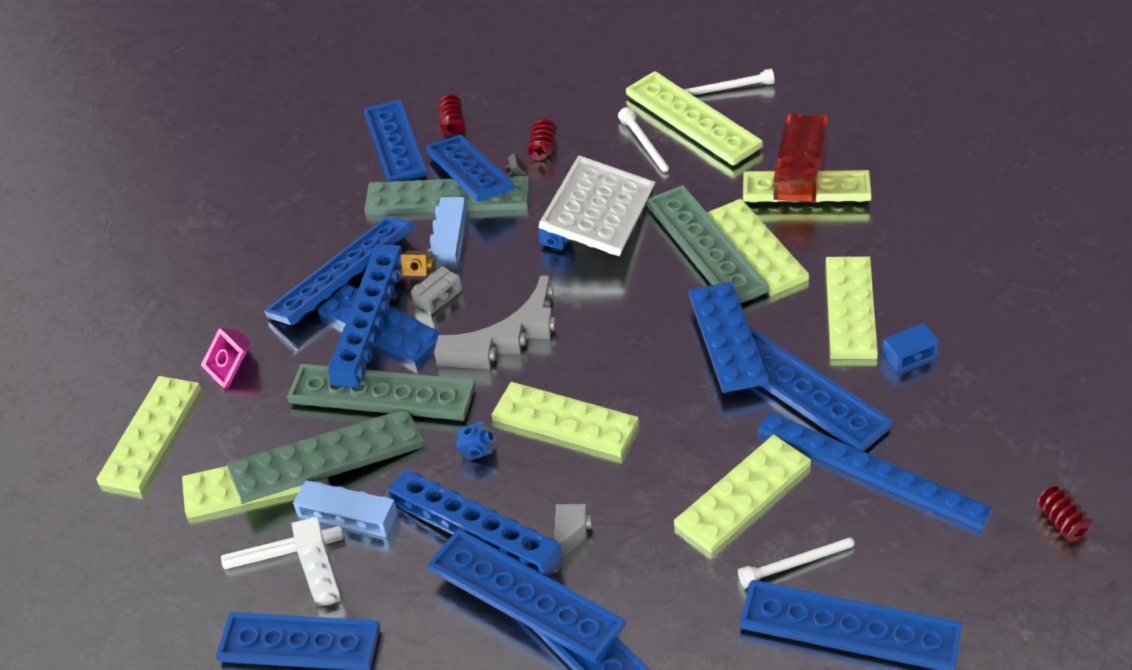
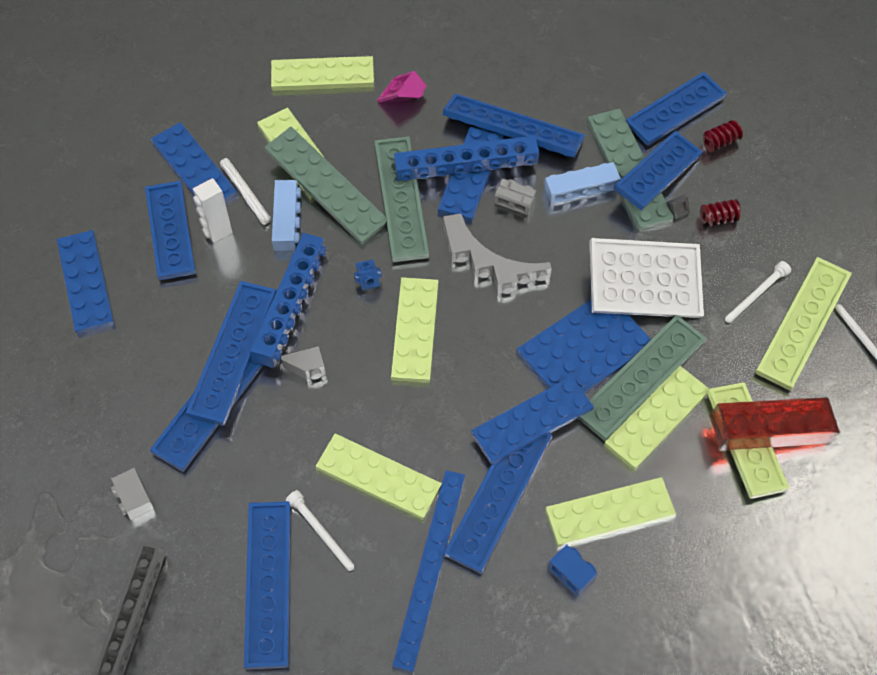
camera: 65 degrees right, 15 degrees up
(209, 599) = (190, 160): none -> blue plate
(417, 263) = (533, 172): pearl gold brick -> none
(649, 282) = (583, 347): none -> blue plate

